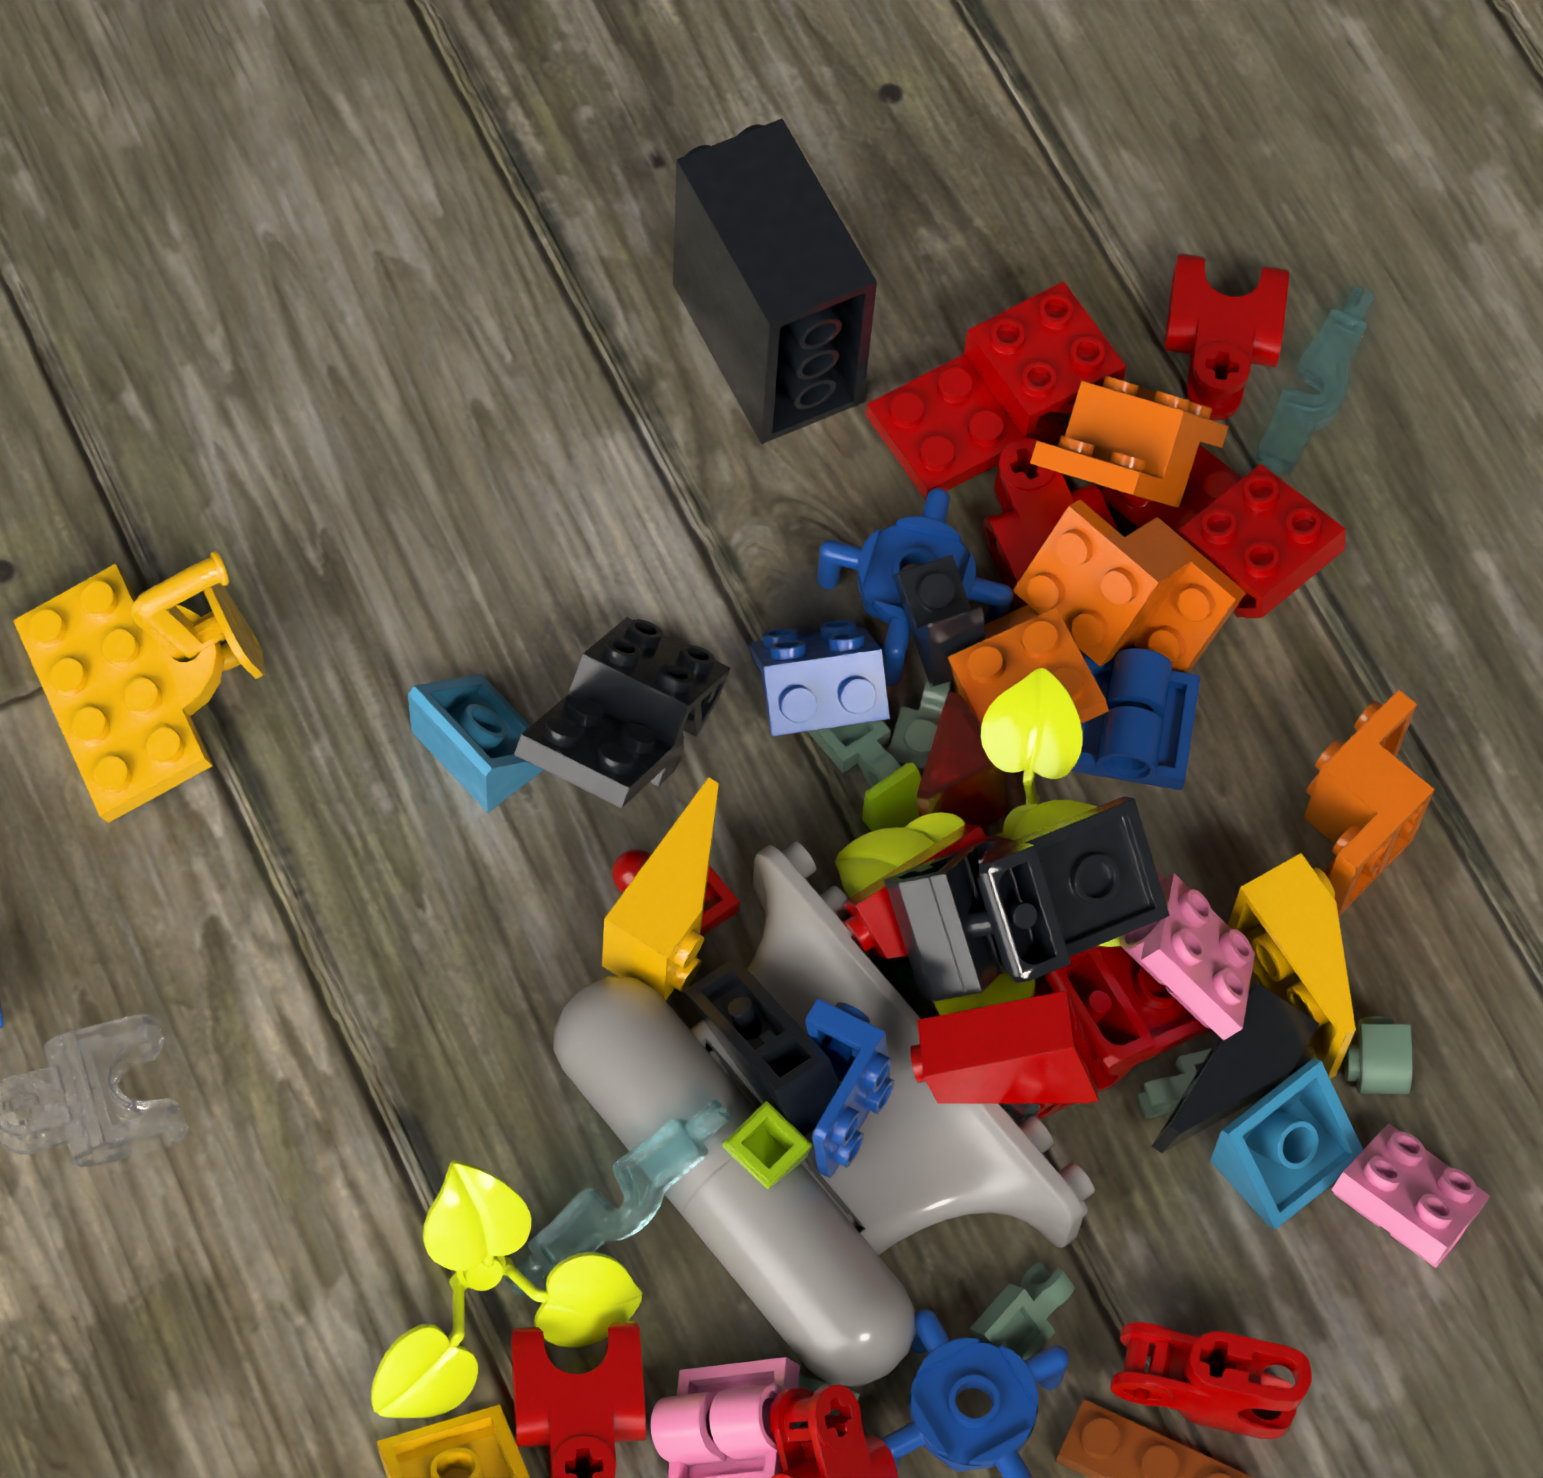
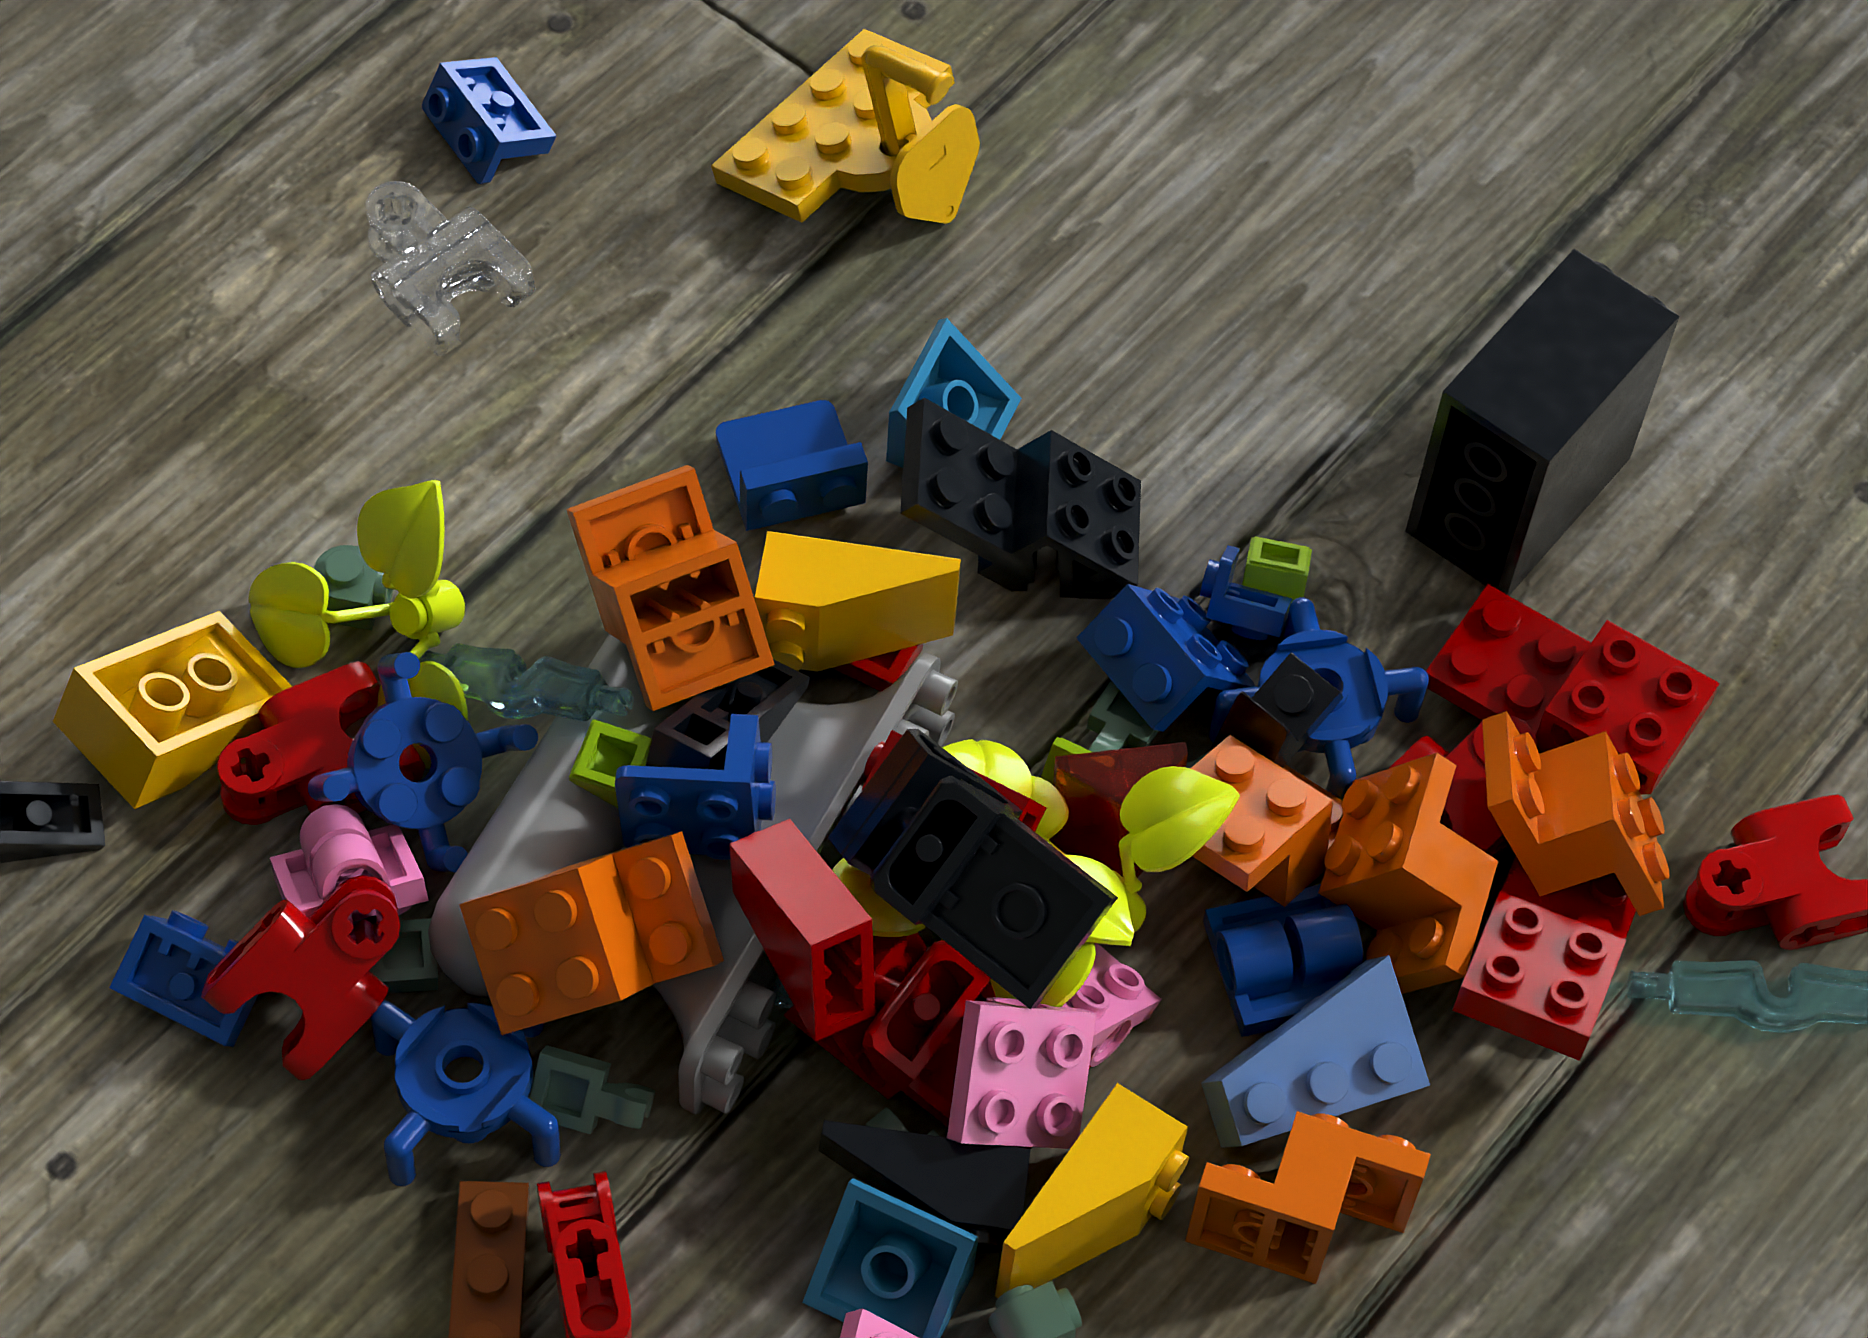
camera: 65 degrees right, 5 degrees down
(412, 1301) = (351, 583): none -> sand green plate
(466, 888) = (791, 464): none -> blue bracket
(632, 1019) = (670, 587): none -> orange bracket
(674, 1306) = (453, 752): none -> blue plate
(760, 559) = (1277, 567): none -> lime slope
(789, 596) = (1248, 610): none -> blue bracket
(926, 1233) = (591, 933): none -> orange bracket
(1253, 739) = (1326, 1059): none -> medium blue wedge

